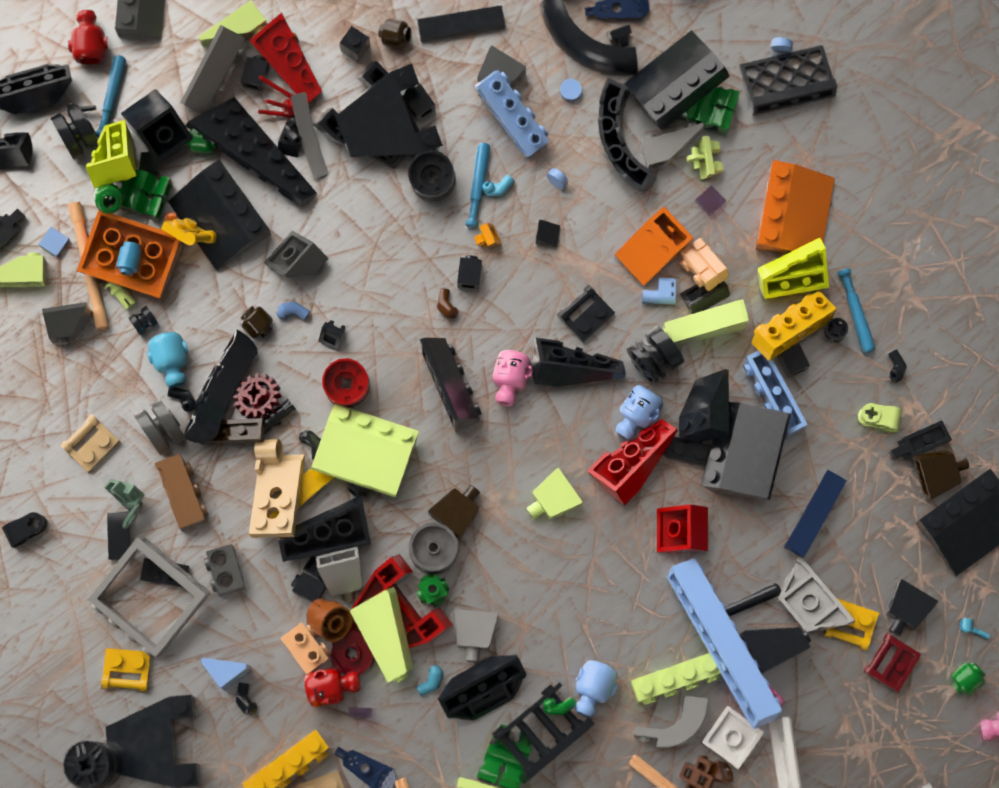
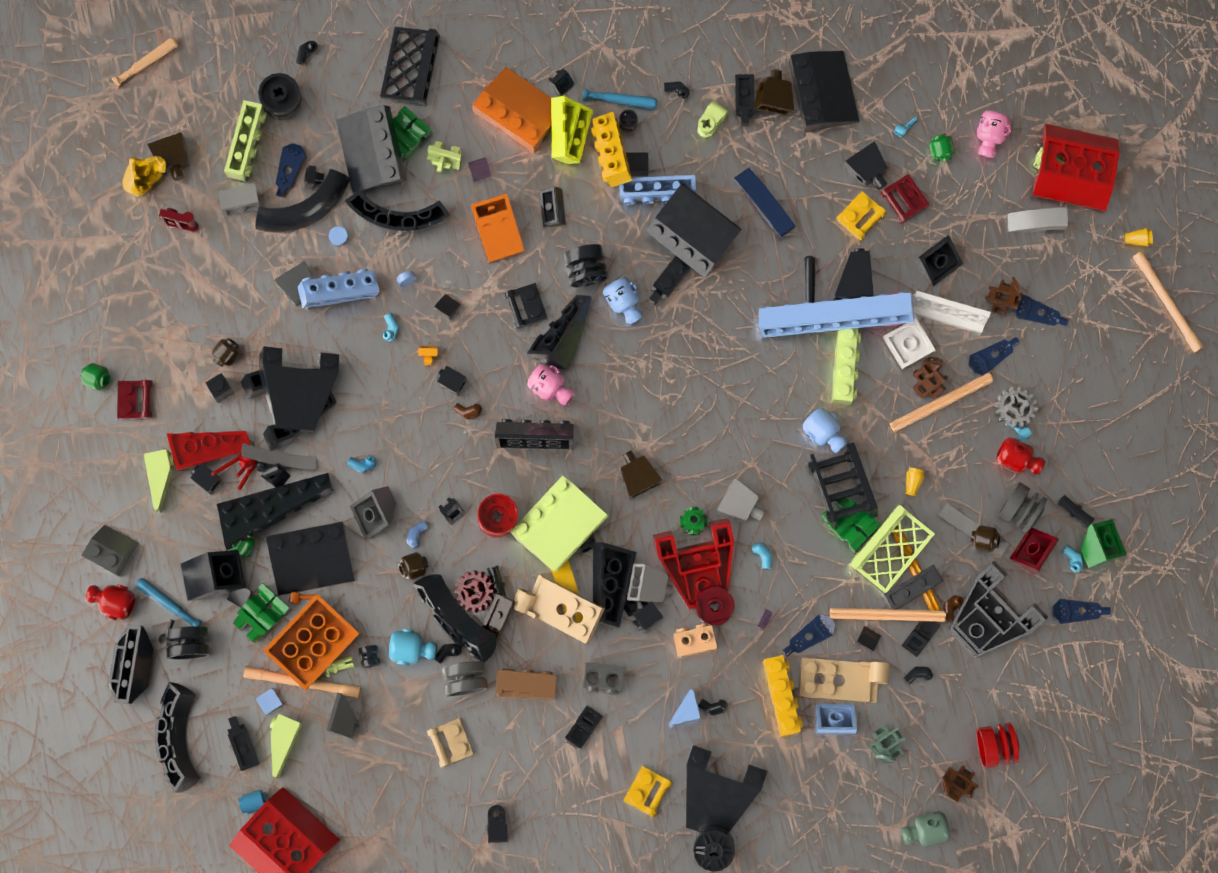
camera: 65 degrees left, 0 degrees up
(108, 204) = (257, 638): green head -> none
(114, 156) = (225, 619): neon yellow wedge -> none
(118, 538) = (536, 750): black slope -> none
(128, 496) = (508, 729): sand green piece -> none
(129, 258) = (316, 642): dark azure brick -> none
(171, 569) = (585, 718): light grey window -> none
(188, 232) = (315, 587): yellow plate -> none
(213, 70) = (189, 509): light grey slope -> none
(311, 439) = (531, 563): black arm -> none
(329, 619) = (681, 611): dark orange piece -> none
(329, 687) = (734, 635): red piece -> none
(340, 224) = (364, 465): none -> dark azure arm
(385, 634) = (708, 571): yellowish green slope -> none
(419, 102) = (293, 357): black brick -> none
(426, 165) = (355, 364): black wheel -> none
(442, 538) = (650, 501): flat silver wheel -> none
(461, 23) = (241, 297): black tile -> none
(480, 169) = (379, 341): dark azure piece -> none
(482, 687) = (787, 515): black wedge -> none
(554, 497) = (661, 395): yellowish green torso -> none
(559, 709) = (828, 468): green arm -> none
(628, 467) = (663, 326): red wedge -> none
(663, 149) = (421, 187): light grey slope -> none
(664, 292) = (538, 237): light blue piece -> none
(682, 529) = (731, 308): red slope -> none
(691, 719) = (885, 373): light grey arch -> none
(703, 264) = (530, 196): light nougat brick -> none
(706, 409) = (646, 245): black slope -> none
(708, 323) = (578, 213): yellowish green slope -> none
(782, 45) = (380, 56): light blue tile -> none
(811, 601) = (831, 236): light grey wing -> none
(840, 730) = (939, 260): none -> black slope
(845, 242) = (561, 81): none -> black tile

